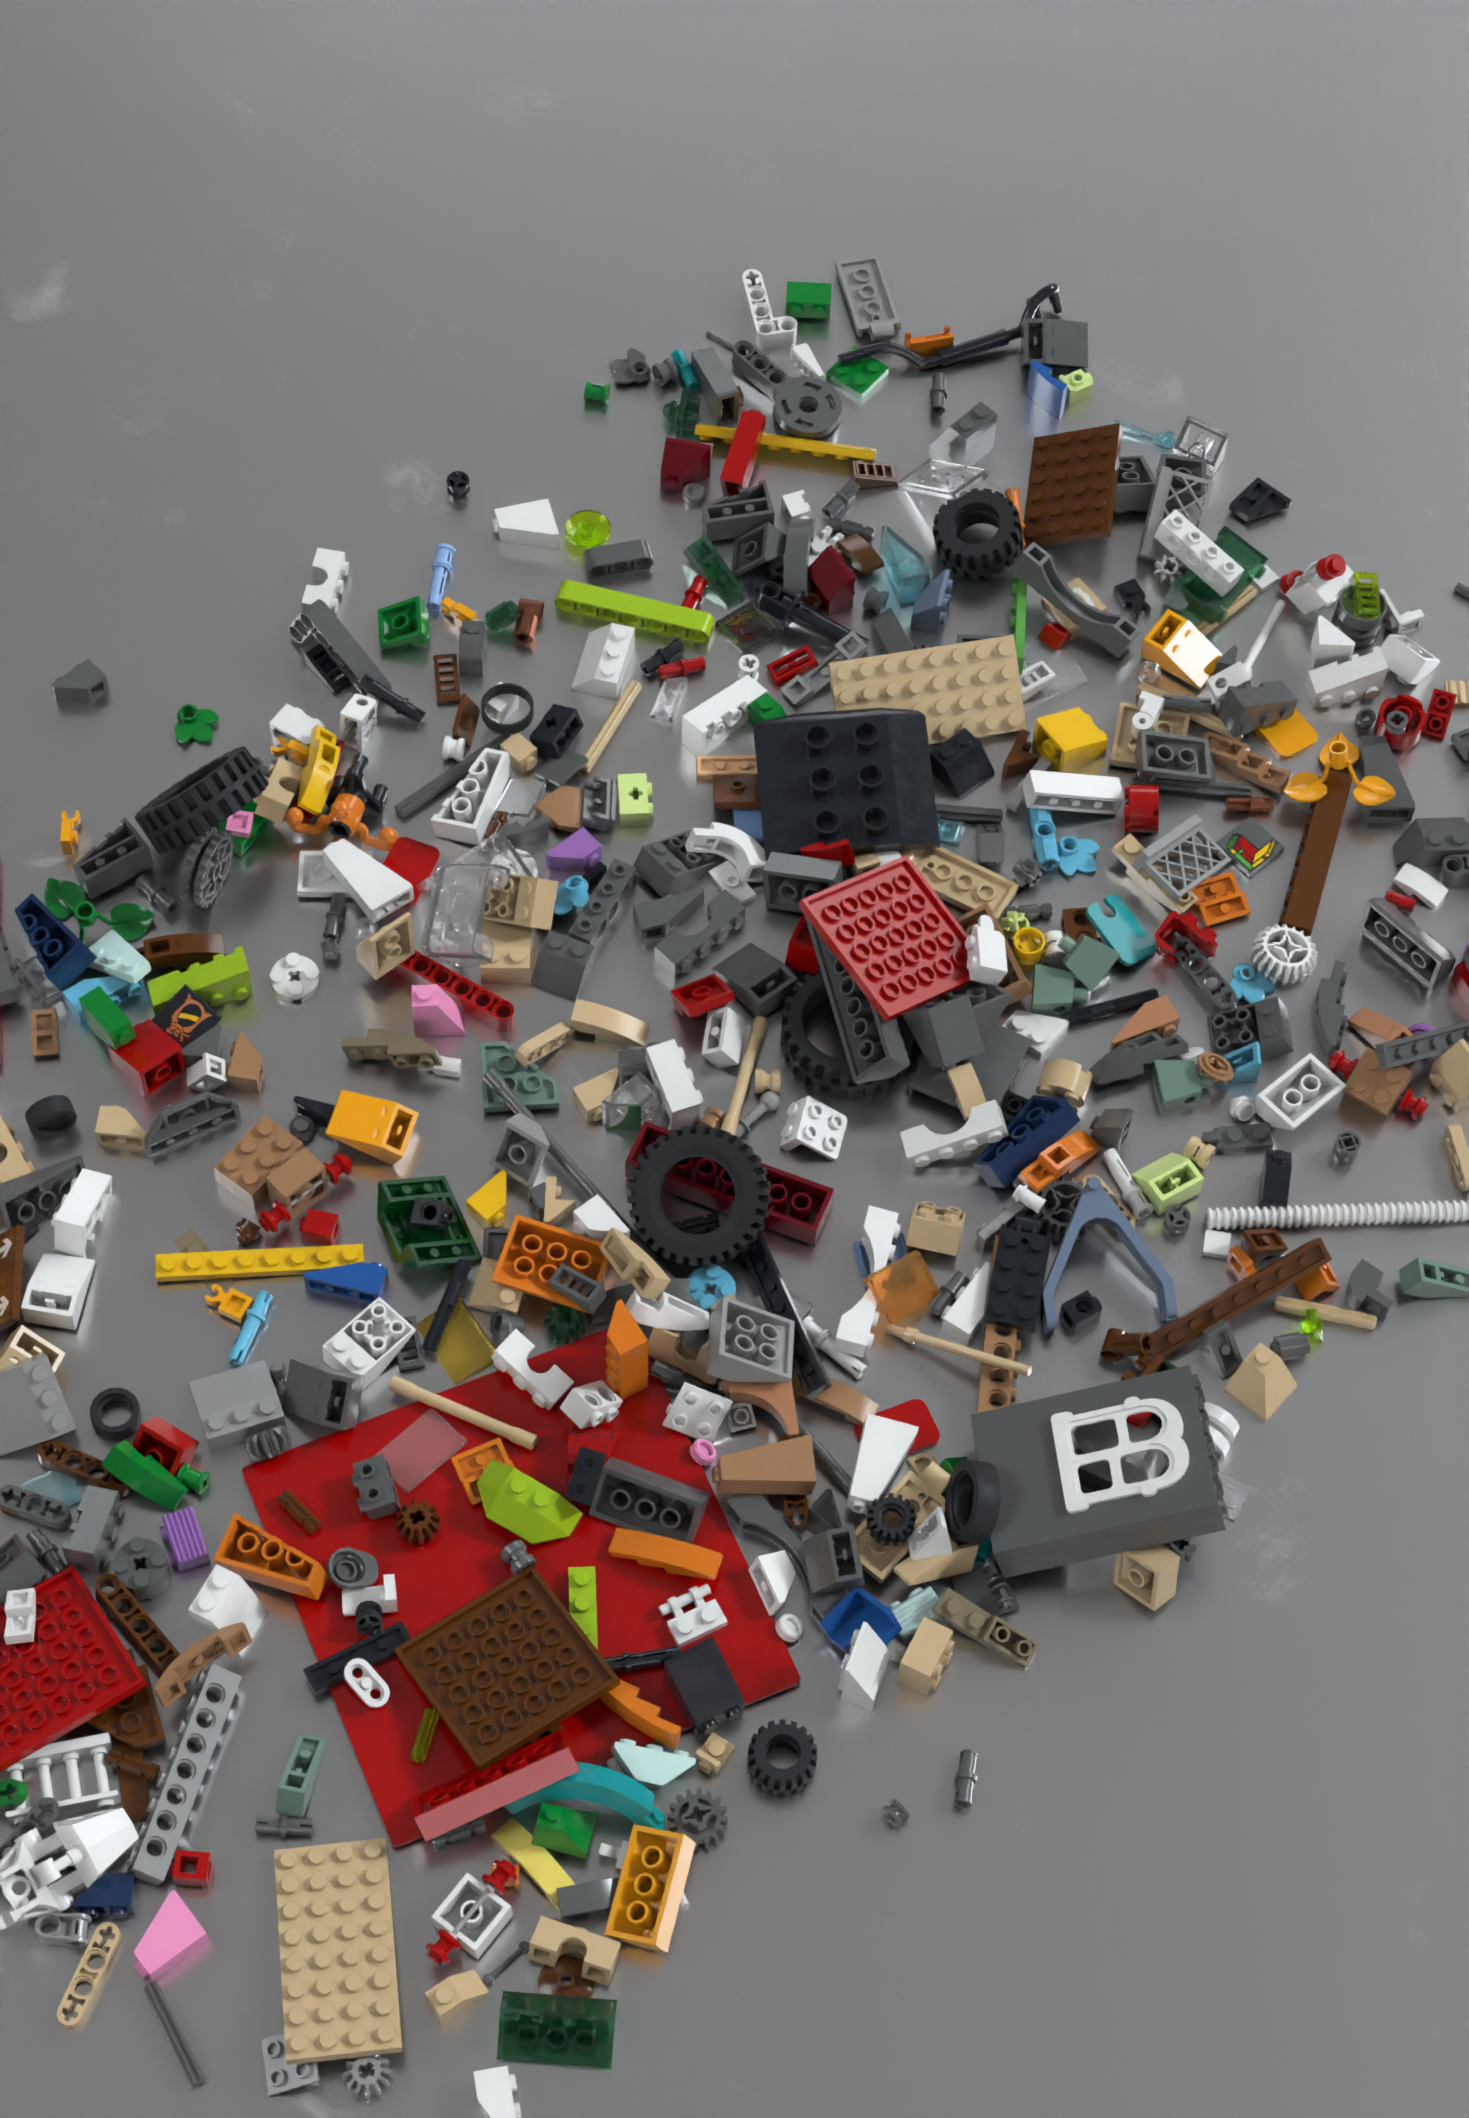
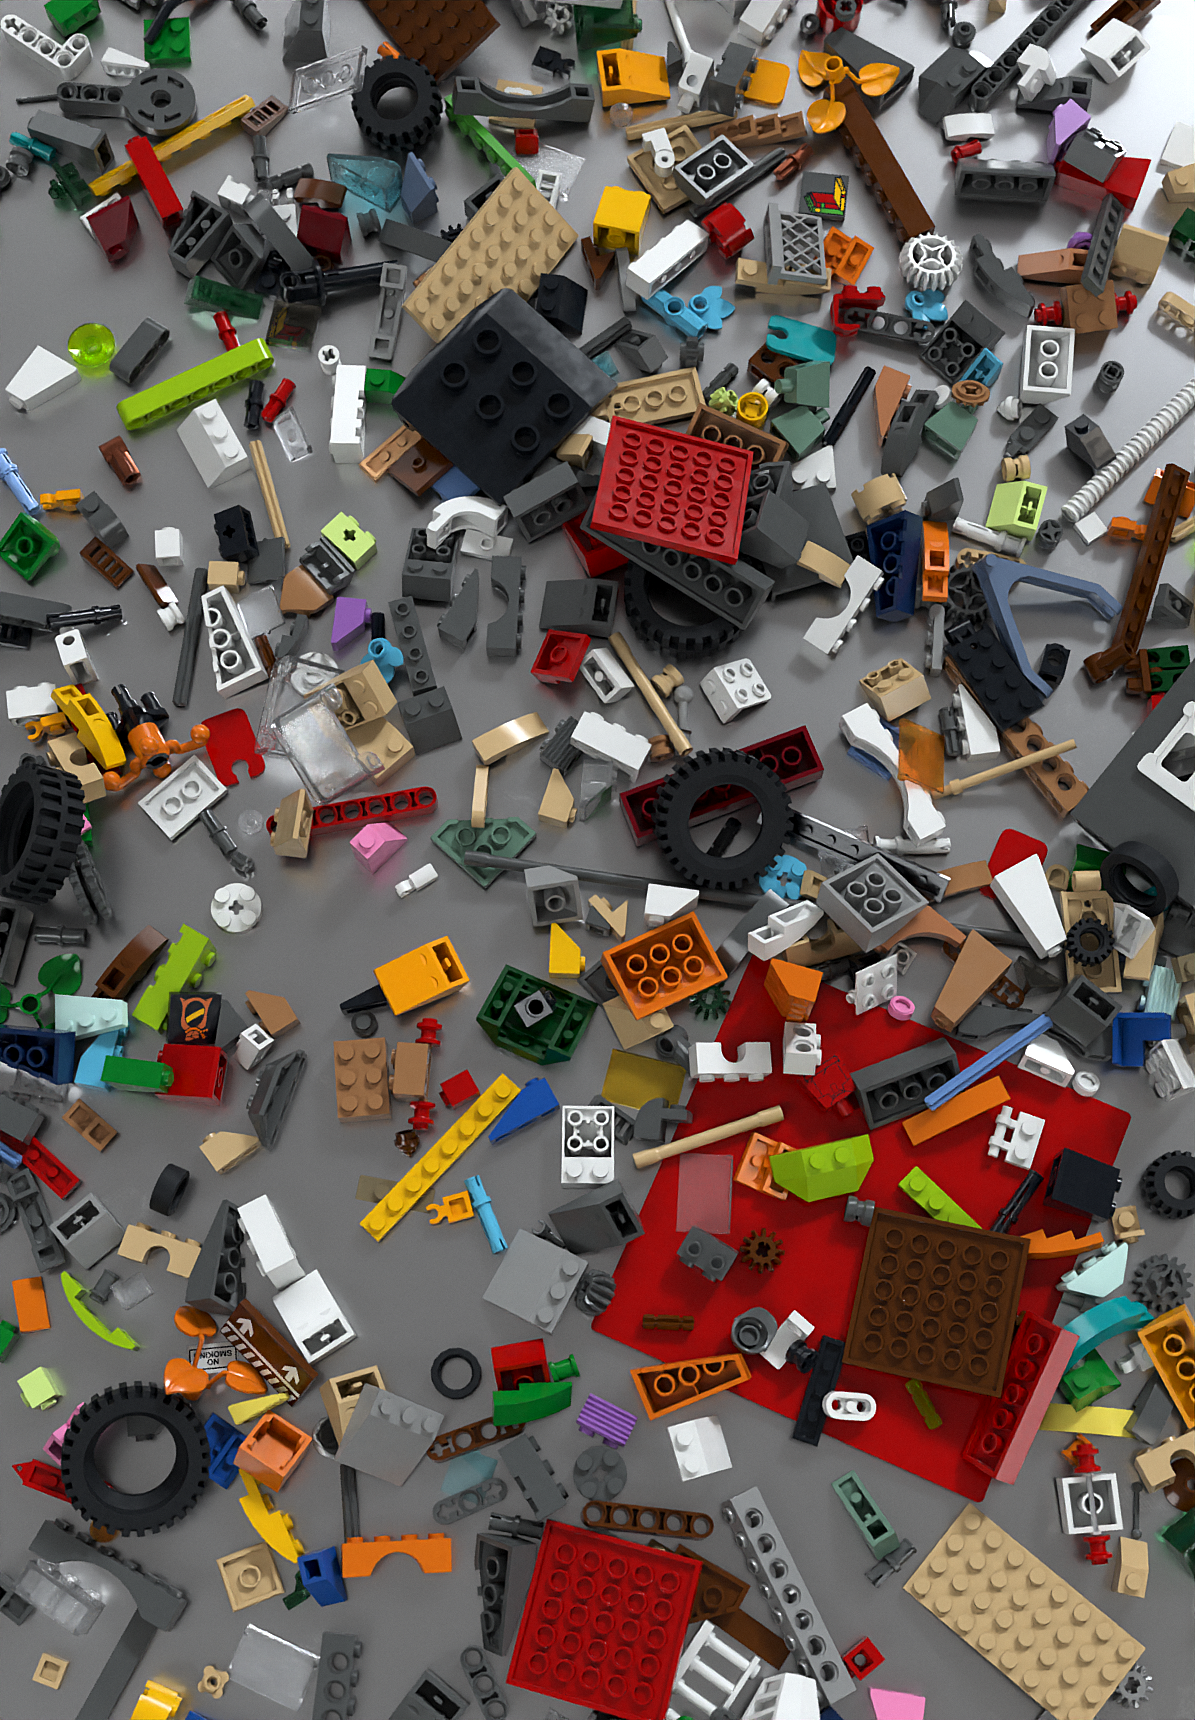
camera: 40 degrees left, 15 degrees up
(20, 1615) = (553, 1596): white slope -> none
(133, 1764) = (744, 1624): reddish brown axle -> none
(197, 1657) = (726, 1470): medium nougat slope -> none
(366, 880) = (221, 783): white slope -> none
(399, 1047) = (383, 896): dark tan slope -> none
(439, 1365) = (653, 1119): none -> dark grey brick
(446, 1305) = (613, 1065): black axle -> none
(502, 616) = (99, 474): clear green brick -> none
(507, 688) = (185, 526): black tyre -> none
(585, 1476) = (854, 1108): black brick -> none
(589, 1299) = (704, 978): dark grey slope -> none
(634, 1265) = (728, 914): tan slope -> none
(694, 494) = (142, 246): light grey tile -> none
(724, 1537) = (988, 1062): none -> medium blue axle
(793, 667) = (367, 331): red tile -> none
(836, 851) = (556, 455): red slope -> none
(986, 953) = (742, 443): white hinge -> none
(1028, 1198) = (944, 610): white pin -> none
(1187, 703) = (679, 116): dark grey pin -> none
(1262, 1243) = (1125, 501): reddish brown slope -> none

